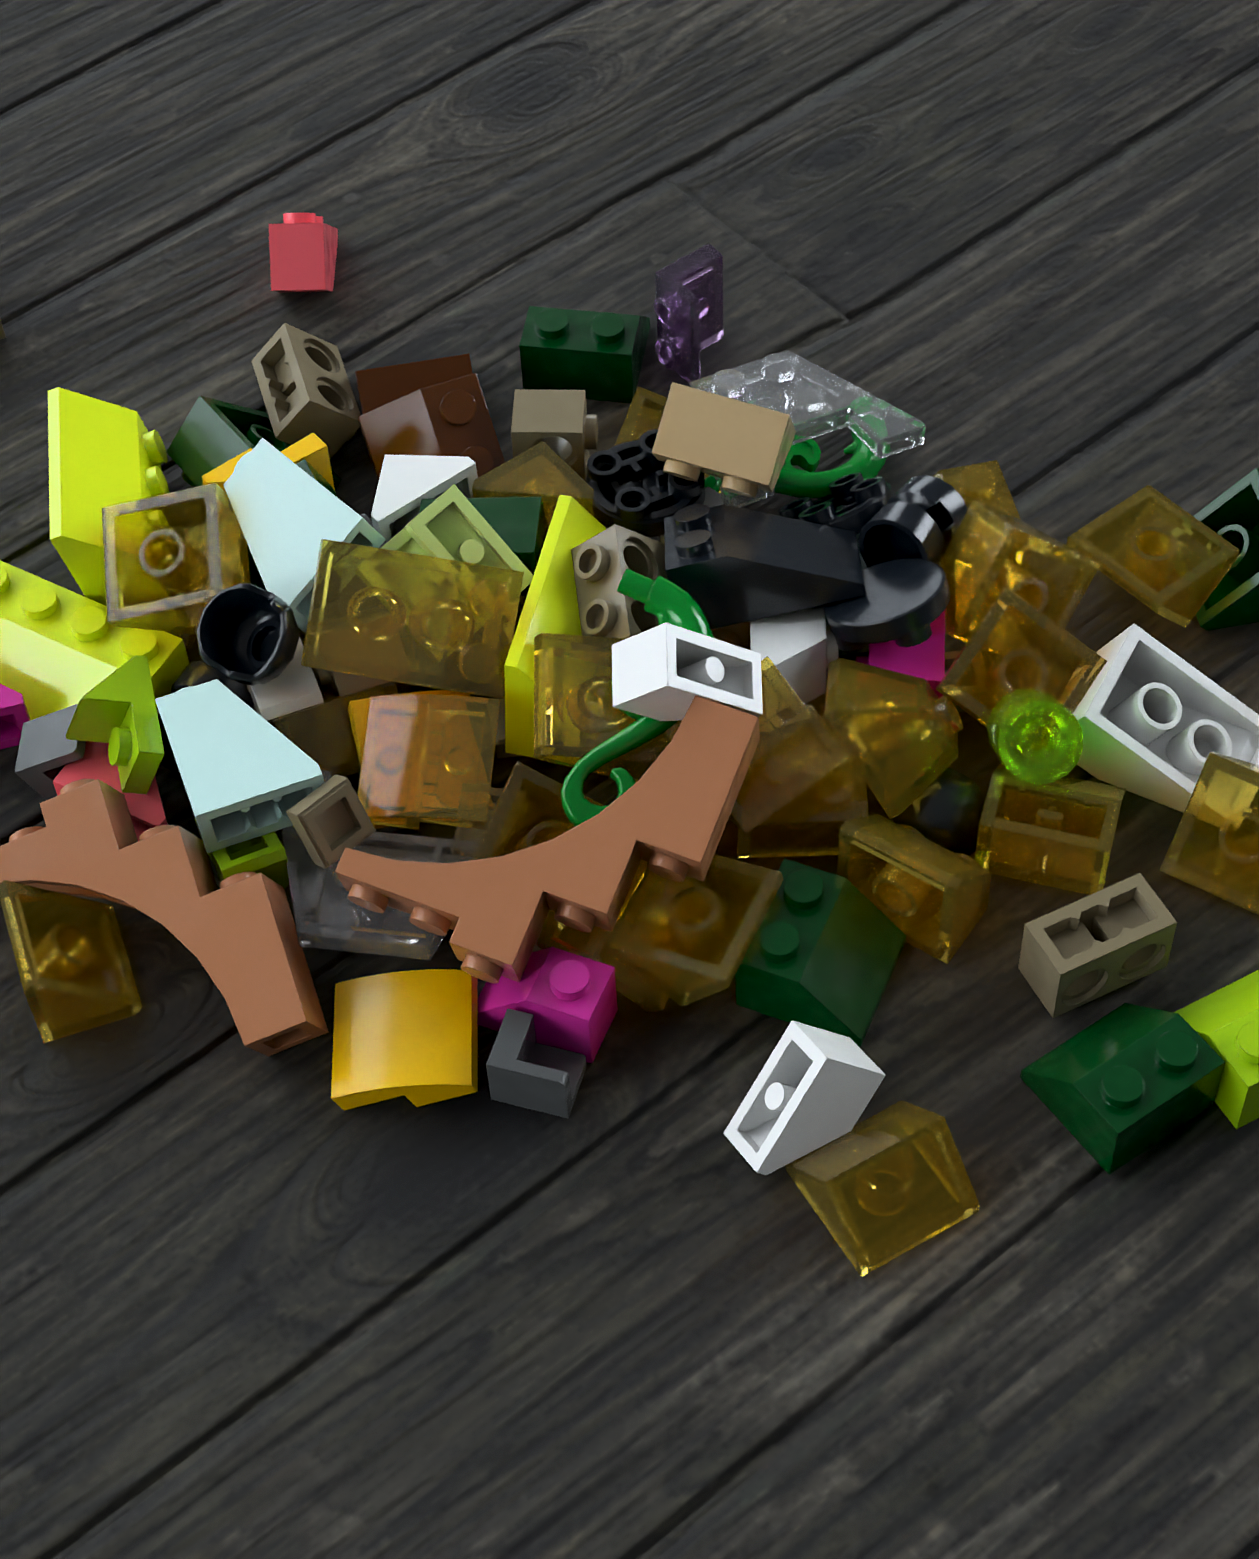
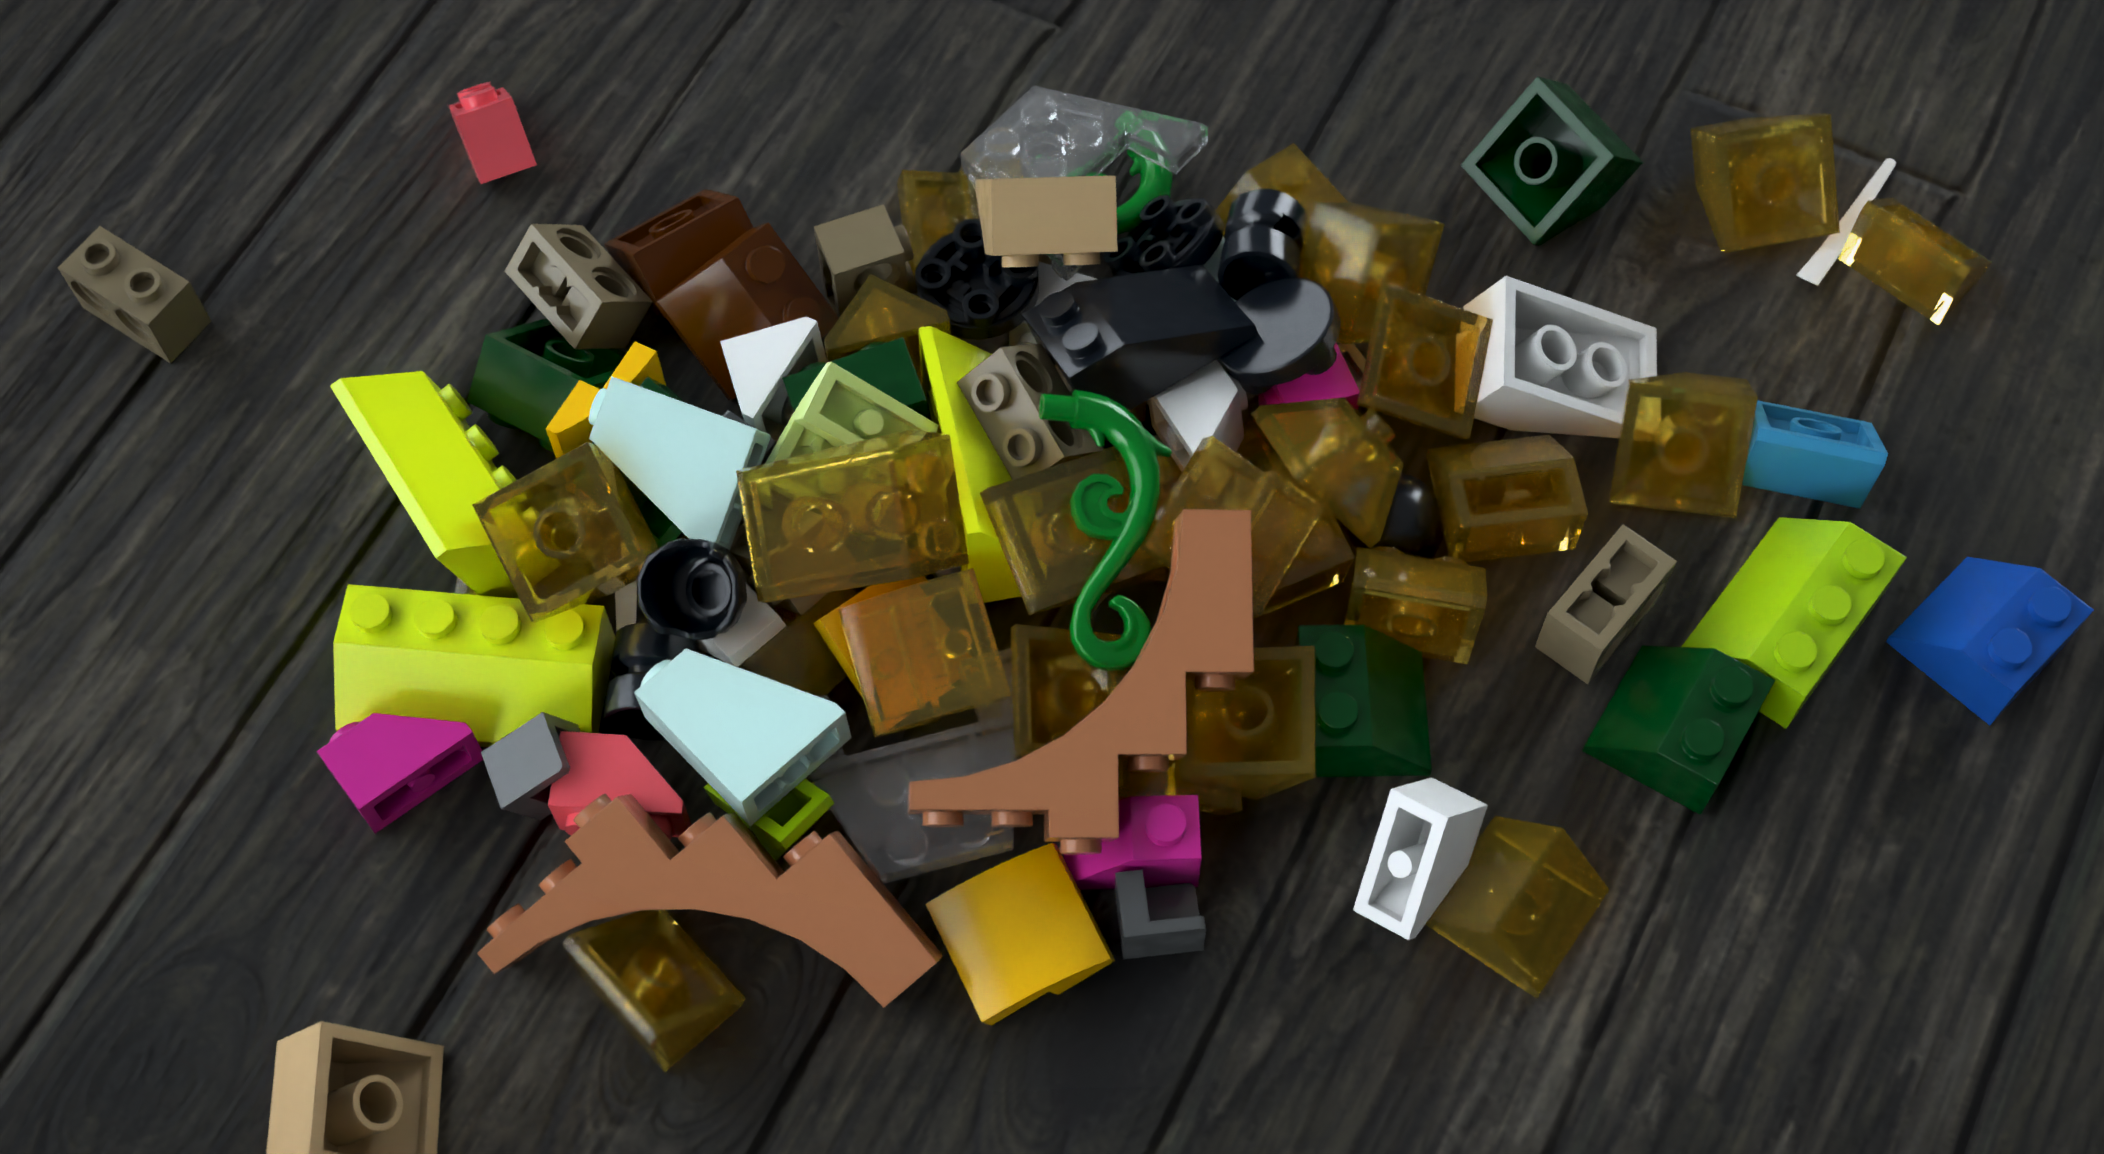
camera: 25 degrees left, 10 degrees up
(124, 715) = (606, 715): lime slope -> none
(330, 821) = (866, 752): dark tan tile -> none
(583, 352) = (829, 148): dark green slope -> none
(669, 665) = (1152, 489): white slope -> none
(689, 309) = (921, 76): clear purple bracket -> none
(1035, 736) = (1471, 422): clear neon green wheel -> none
(1157, 553) = (1476, 187): clear yellow slope -> none

